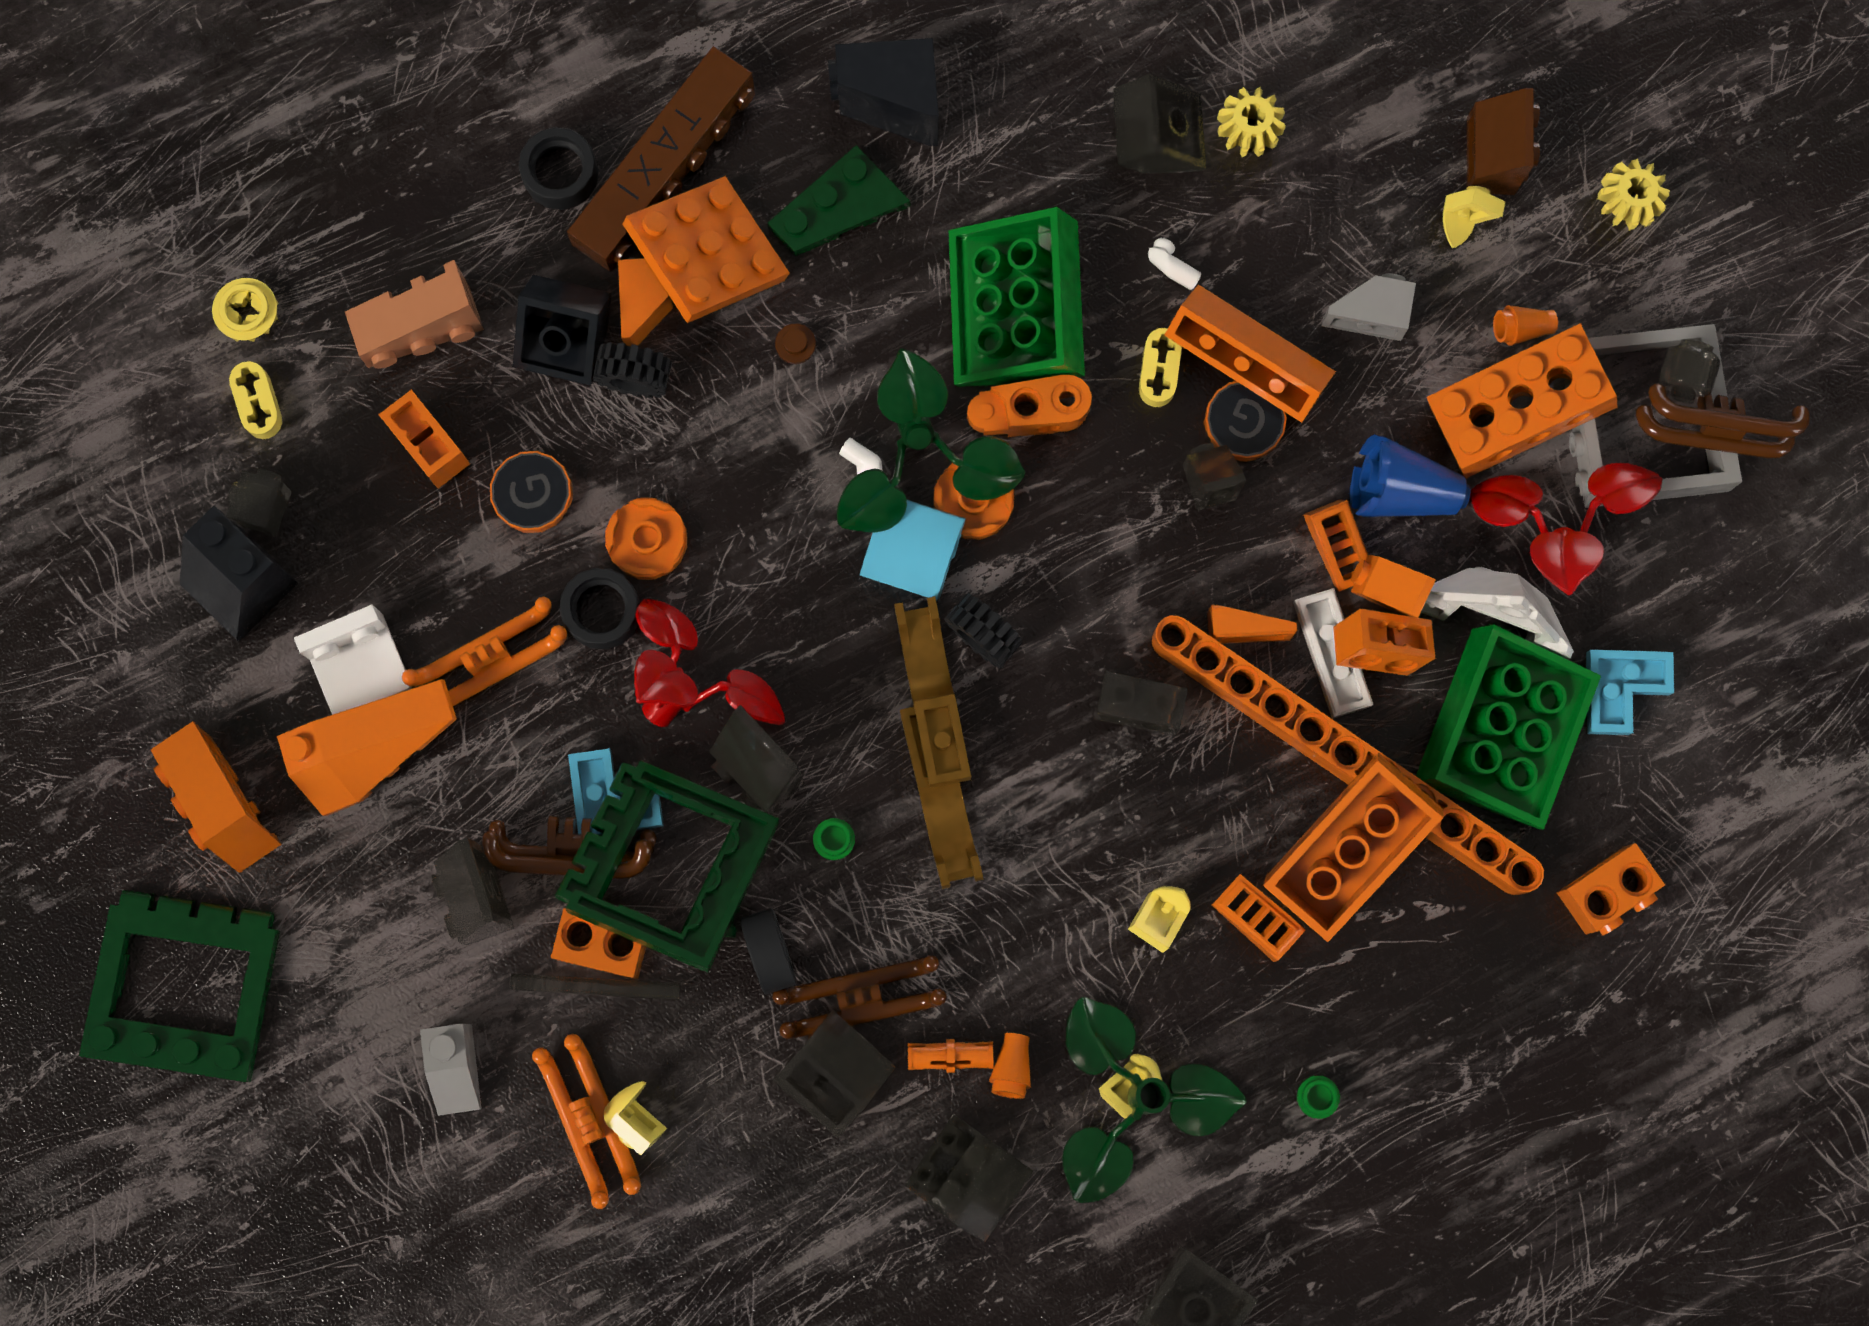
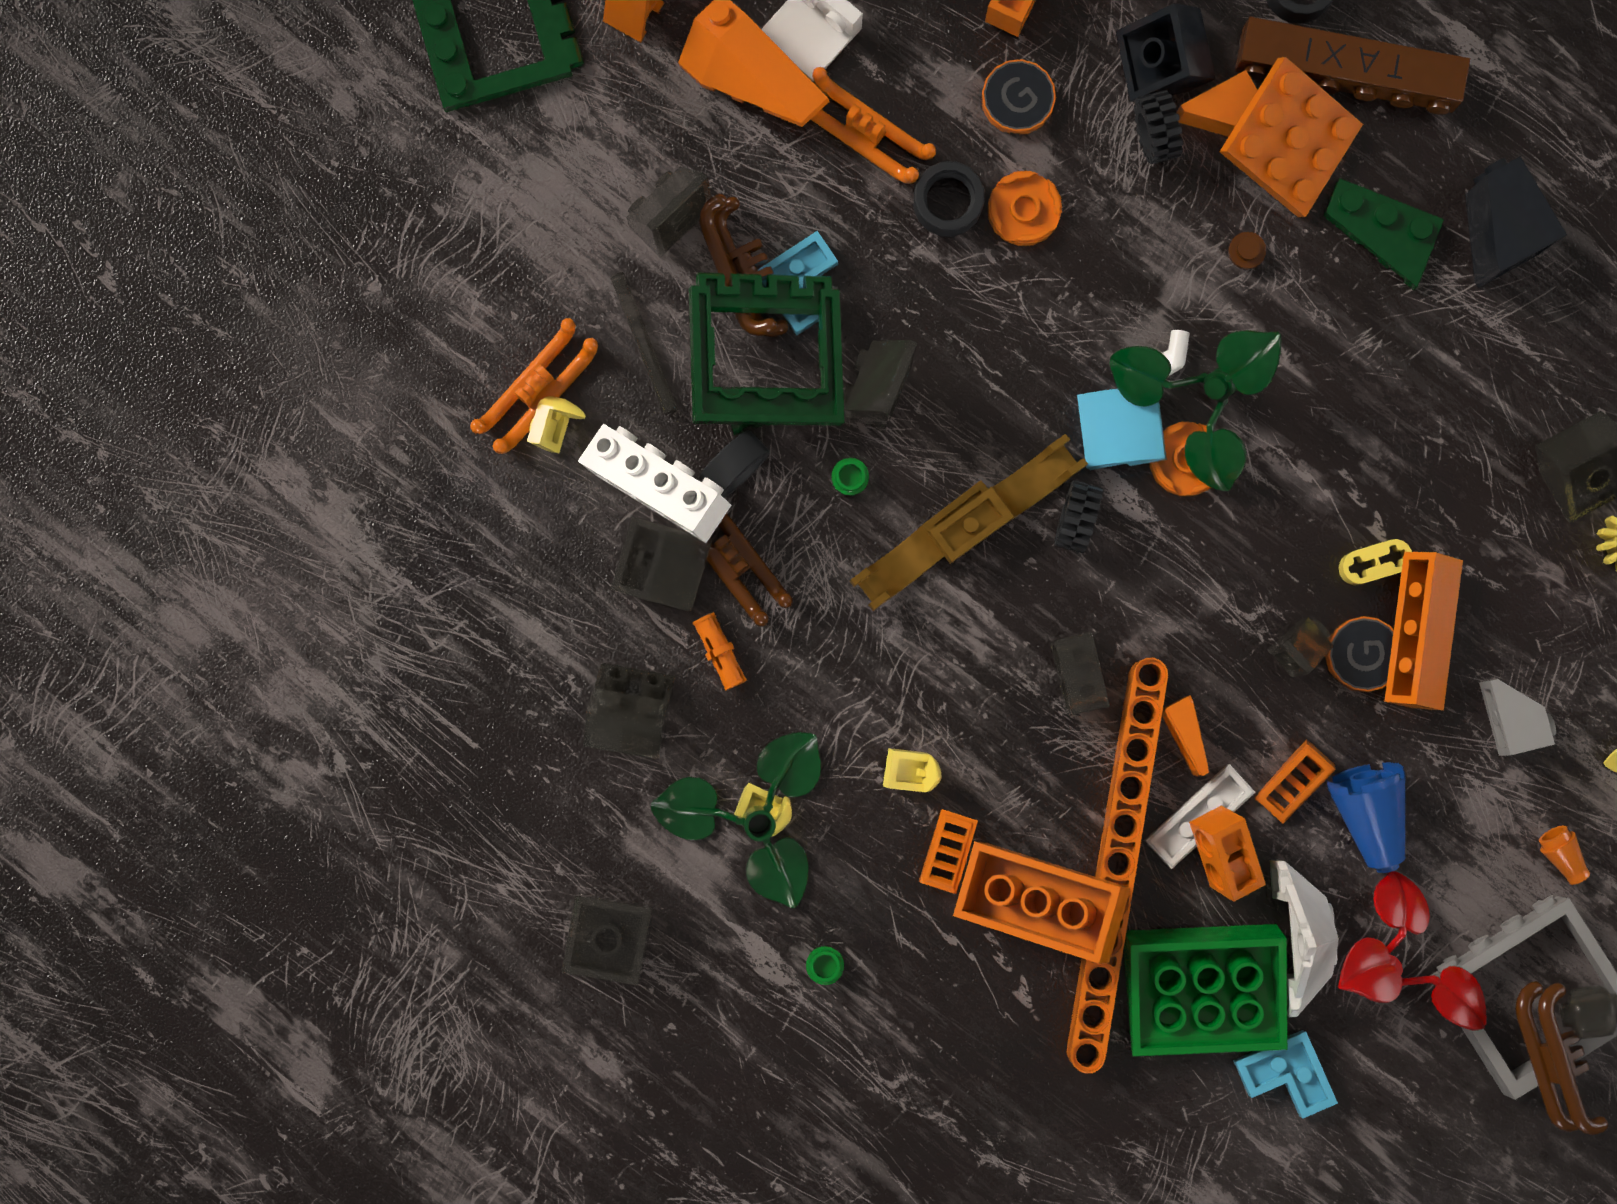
camera: 70 degrees right, 5 degrees up
(451, 1068) = (527, 261): light grey slope -> none
(598, 952) = (671, 331): orange brick -> none
(669, 690) = (903, 283): red plant -> none
(748, 1040) = (654, 482): none -> white brick
(995, 411) = (1268, 441): orange piece -> none
(1012, 1067) = (732, 705): orange cone -> none
(1016, 299) = (1374, 415): green slope -> none
(1171, 266) = (1468, 532): white arm -> none
(1391, 585) = (1279, 837): orange slope -> none
(1523, 374) = (1496, 854): orange brick -> none
(1607, 882) = (1113, 1129): orange brick -> none

